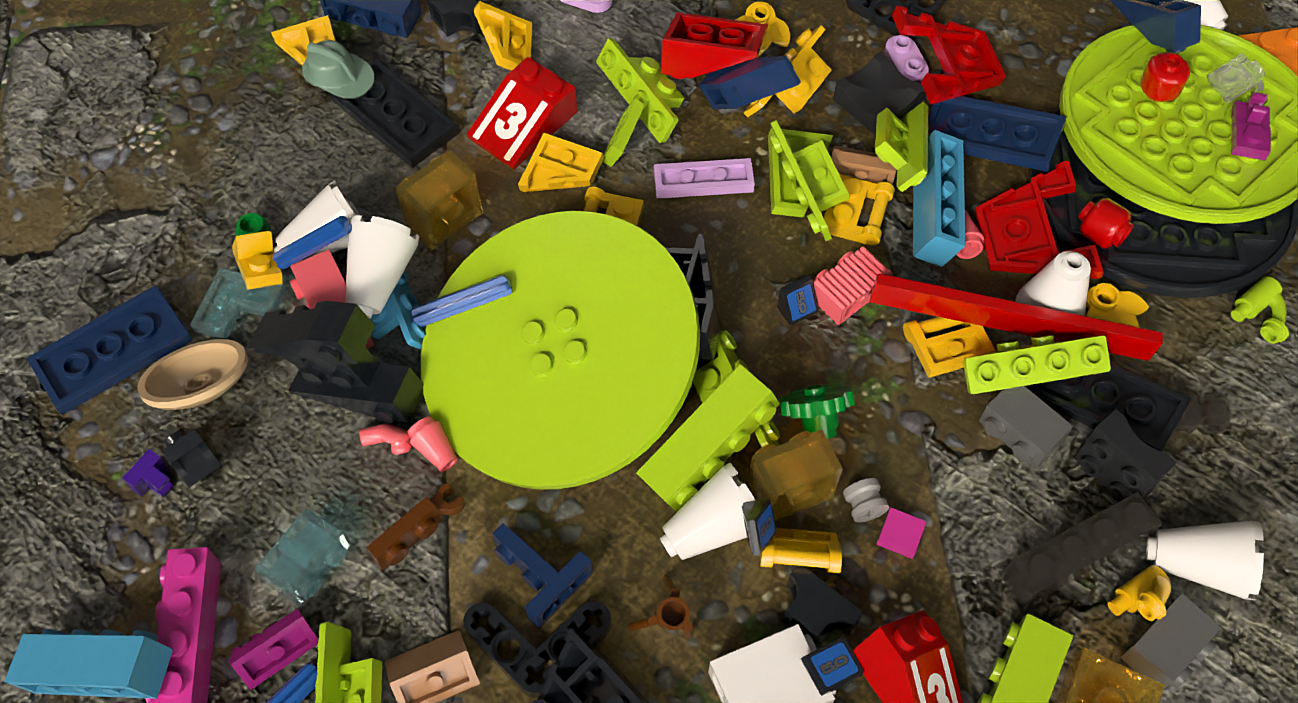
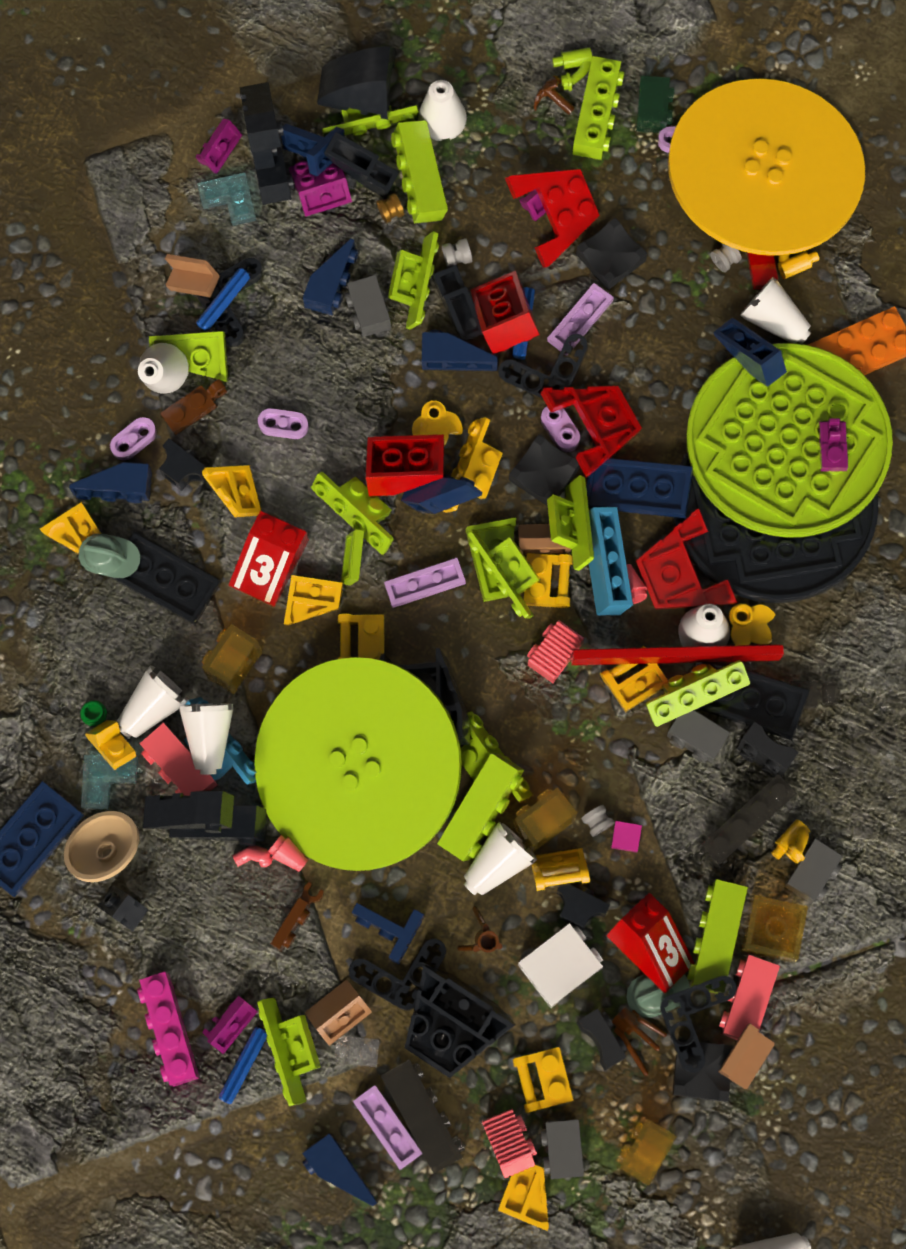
camera: 10 degrees left, 15 degrees up
(90, 664) = (119, 1068): dark azure brick -> none
(148, 474) = (97, 928): dark purple tile -> none
(303, 557) = (227, 959): clear light blue brick -> none
(312, 242) = (155, 728): blue axle -> none
(461, 300) = (277, 744): axle -> none
(759, 524) = (529, 865): black slope -> none
(798, 300) = (519, 673): slope -> none
(818, 406) = (550, 759): green plant -> none
(832, 666) = (597, 947): slope -> none
(1105, 223) = (733, 558): red head -> none
(1165, 77) = (762, 417): red head -> none
(1212, 555) = (832, 804): white cone -> none
(1237, 78) = (818, 400): clear bracket -> none
(1256, 299) = (856, 583): lime plant -> none

